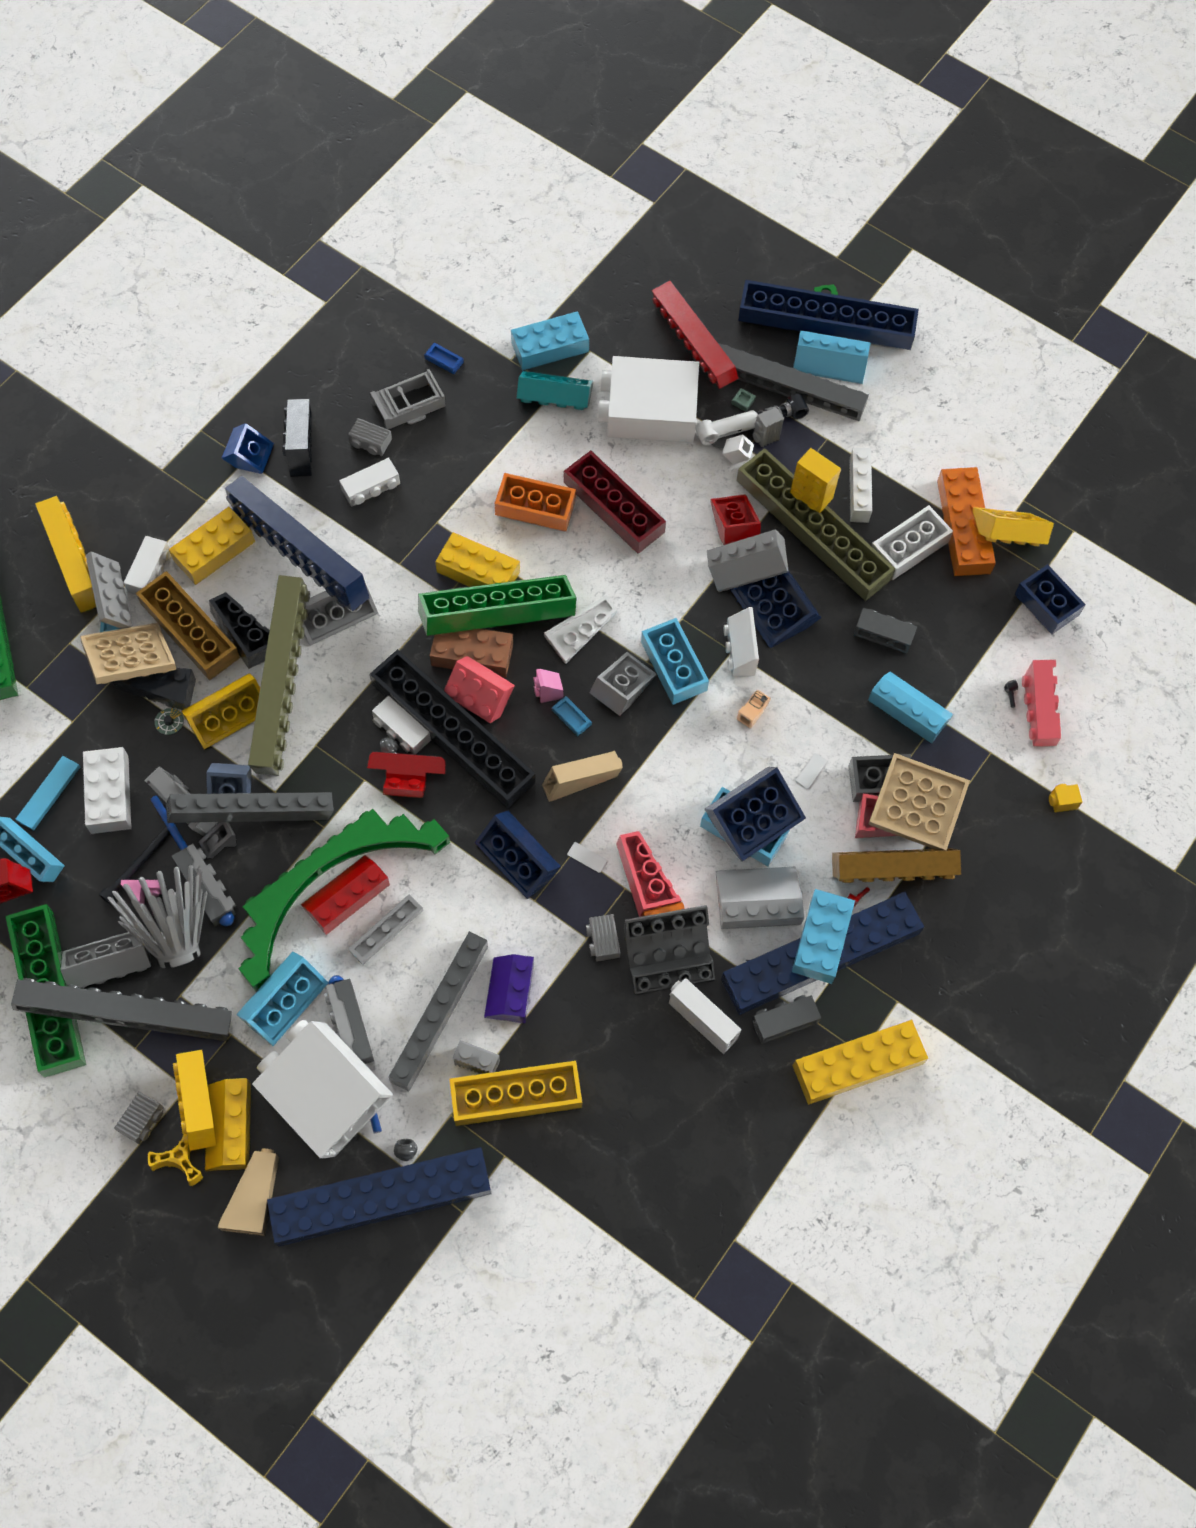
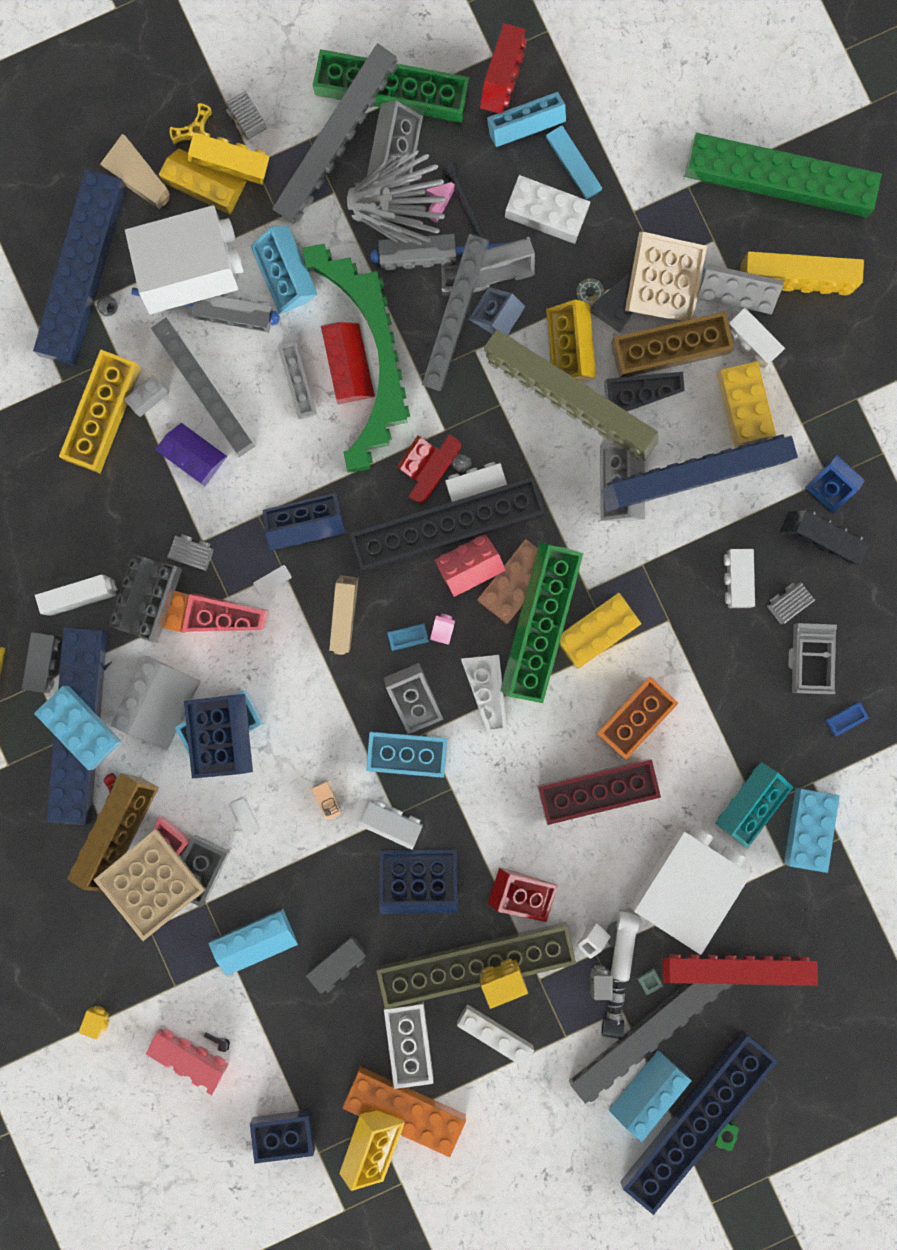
camera: 120 degrees right, 20 degrees up
(748, 560) = (465, 877): light grey slope -> none

